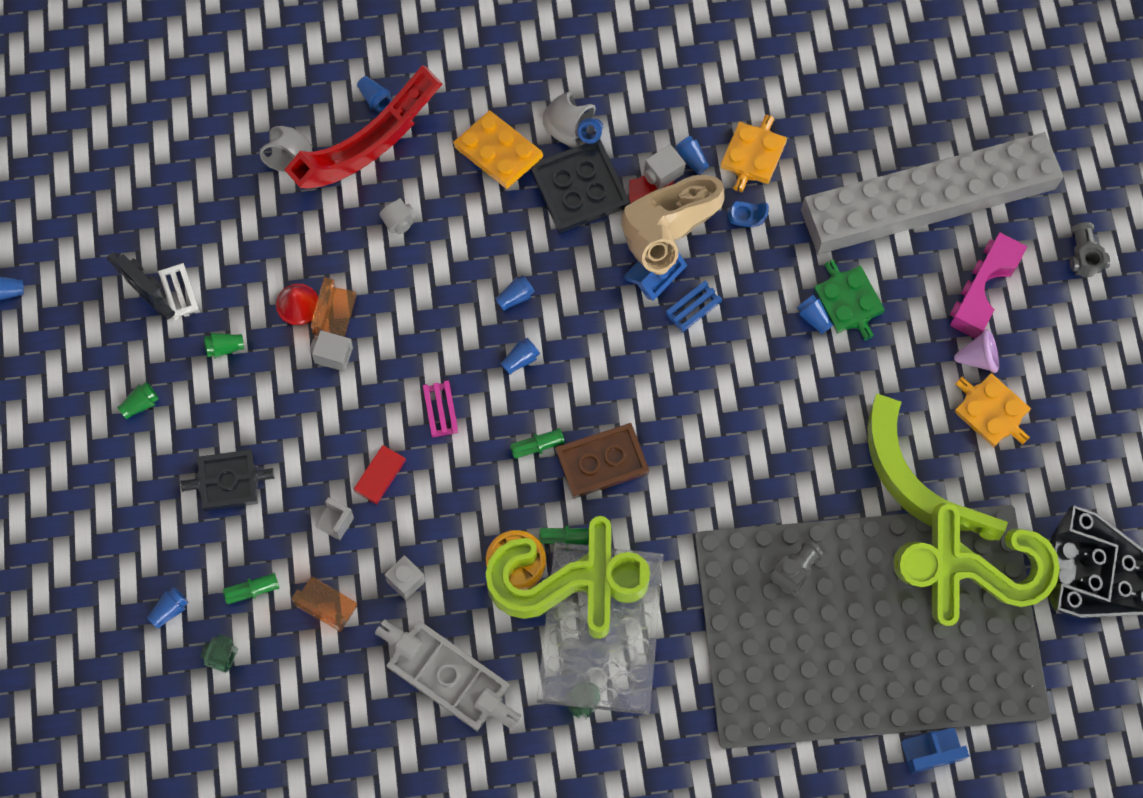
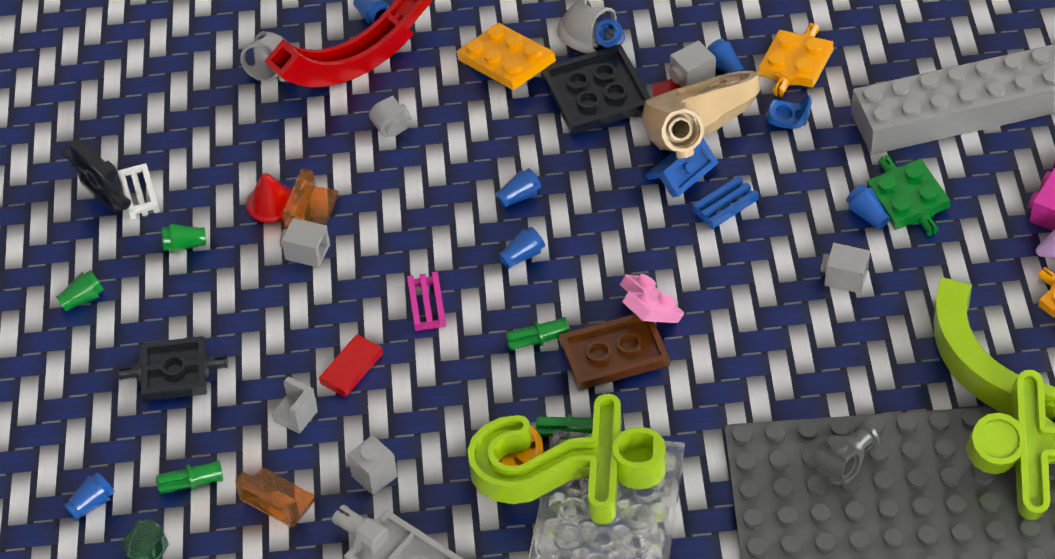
camera: 10 degrees right, 20 degrees down
(635, 417) = (649, 301): none -> bright pink plate
(796, 378) = (846, 267): none -> light grey brick

